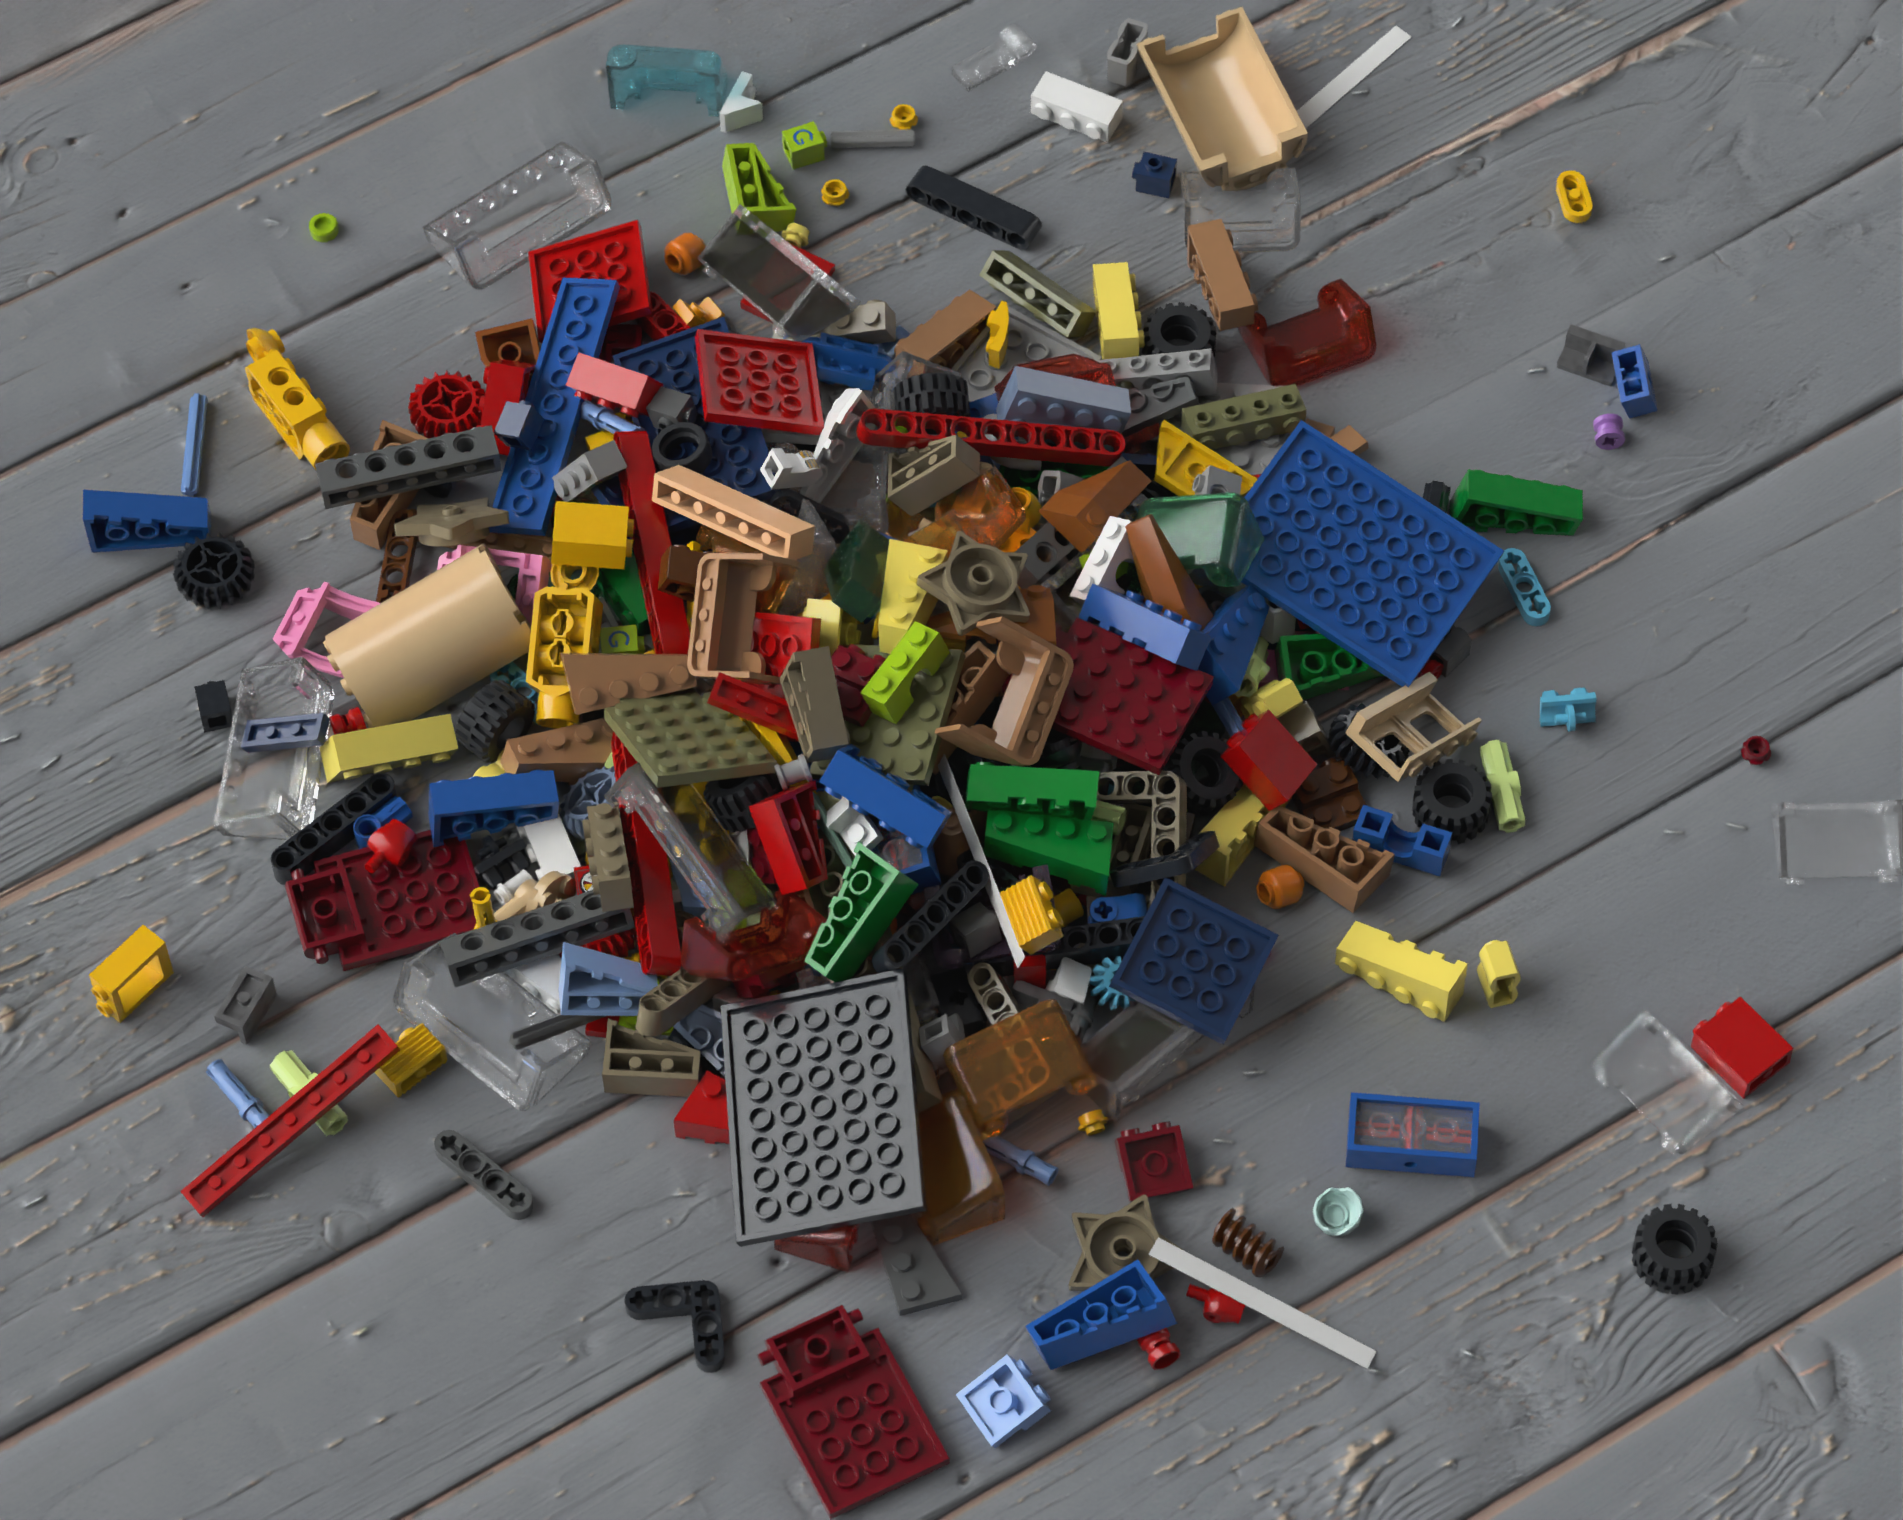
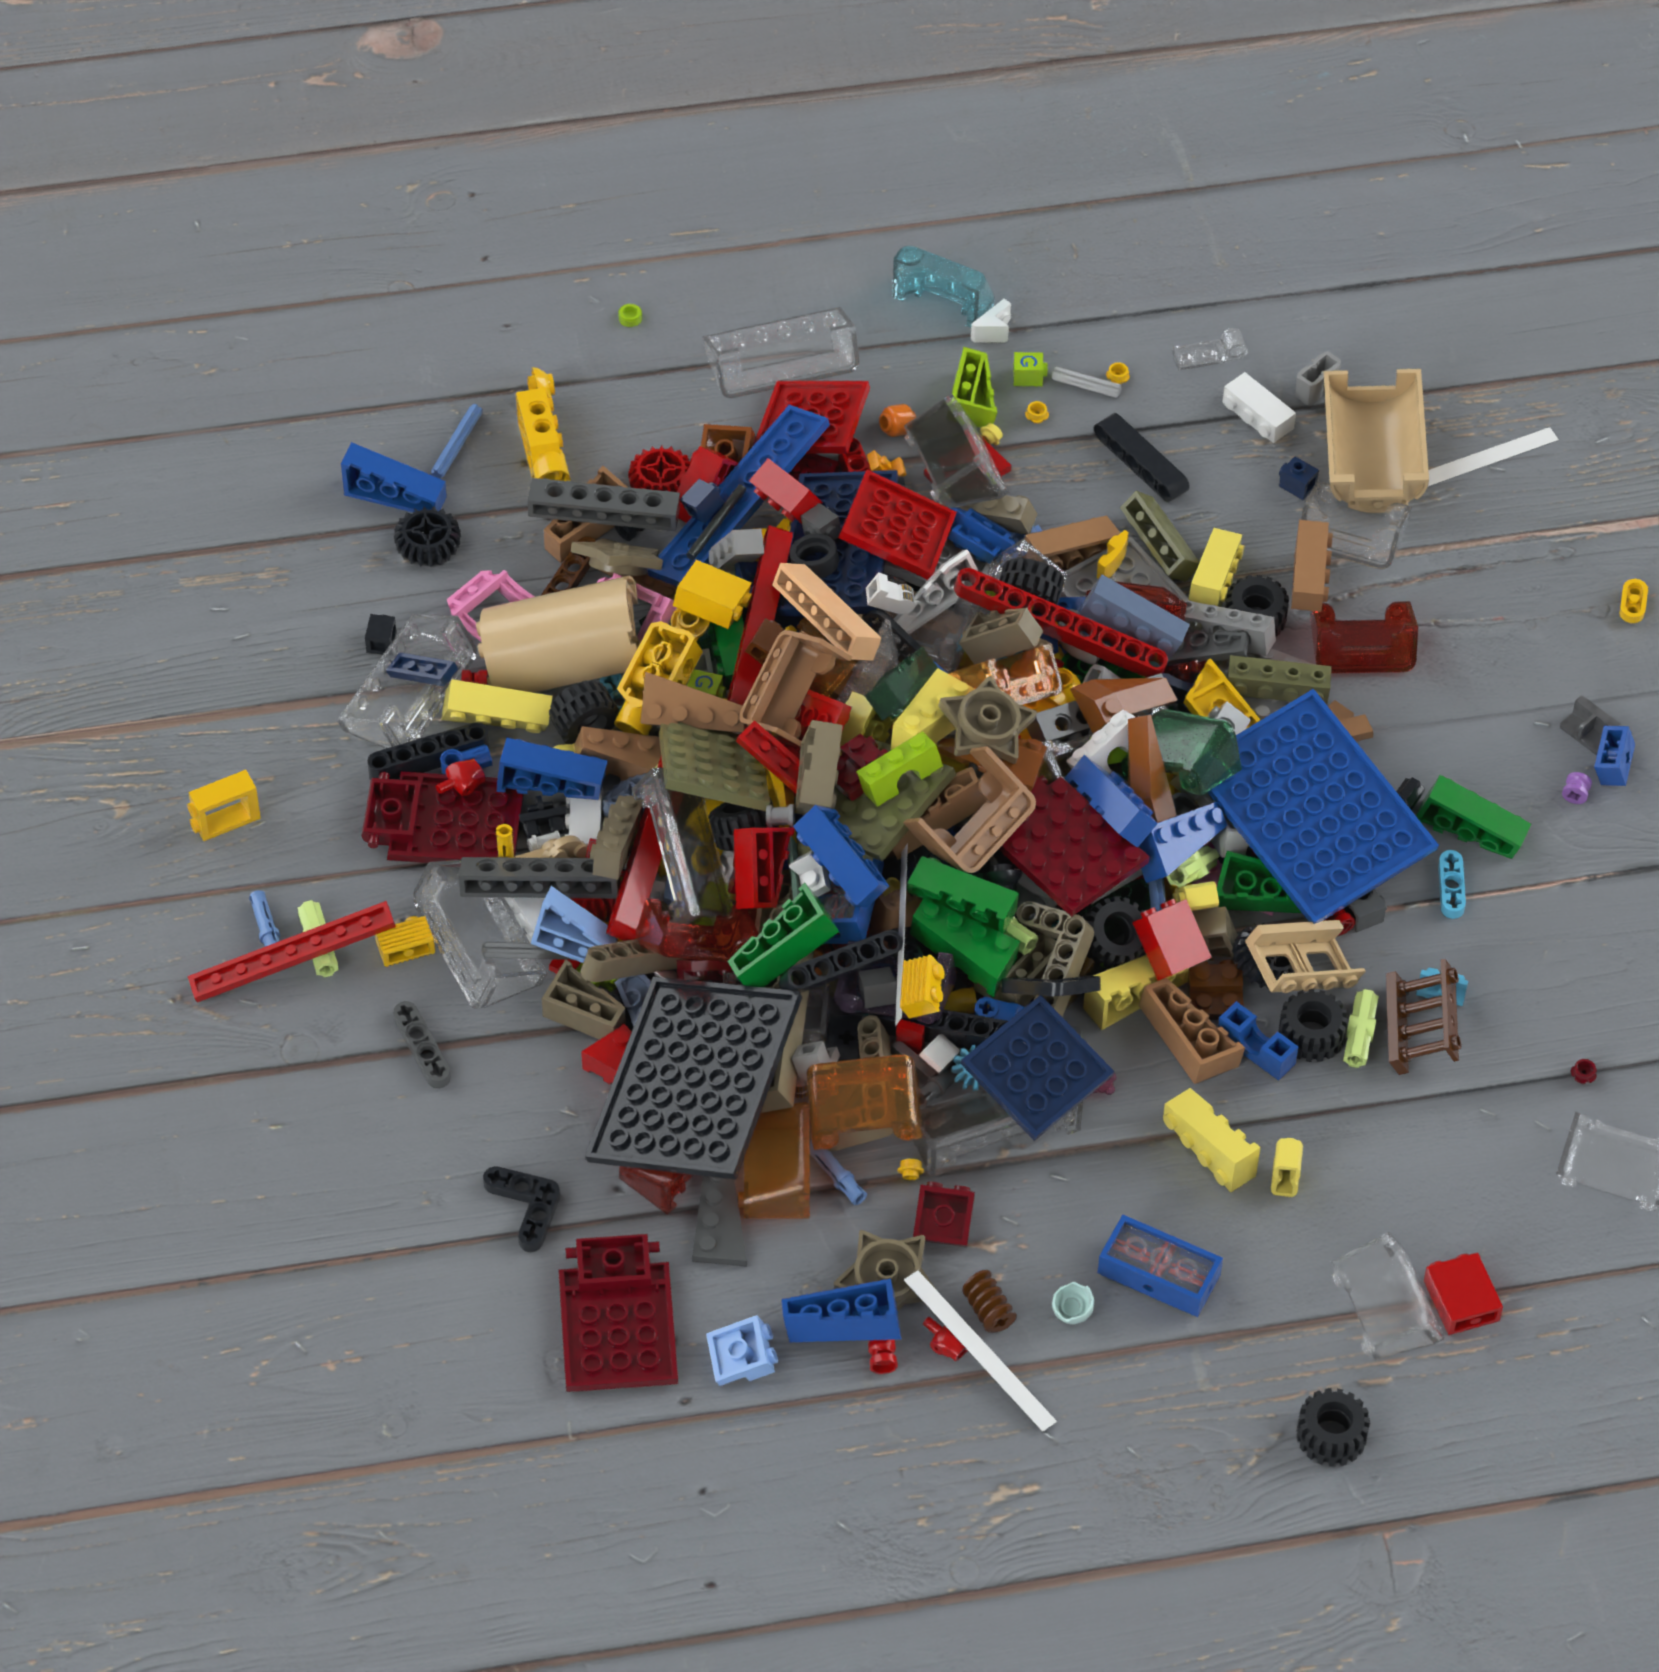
camera: 20 degrees right, 5 degrees down
(247, 1003) = (301, 857): flat silver panel -> none
(544, 444) = (716, 522): none -> pearl dark grey bar
(605, 419) = (772, 517): medium blue pin -> none
(1280, 887) = (1143, 1043): orange head -> none
(1548, 775) = (1399, 1010): none -> reddish brown fence

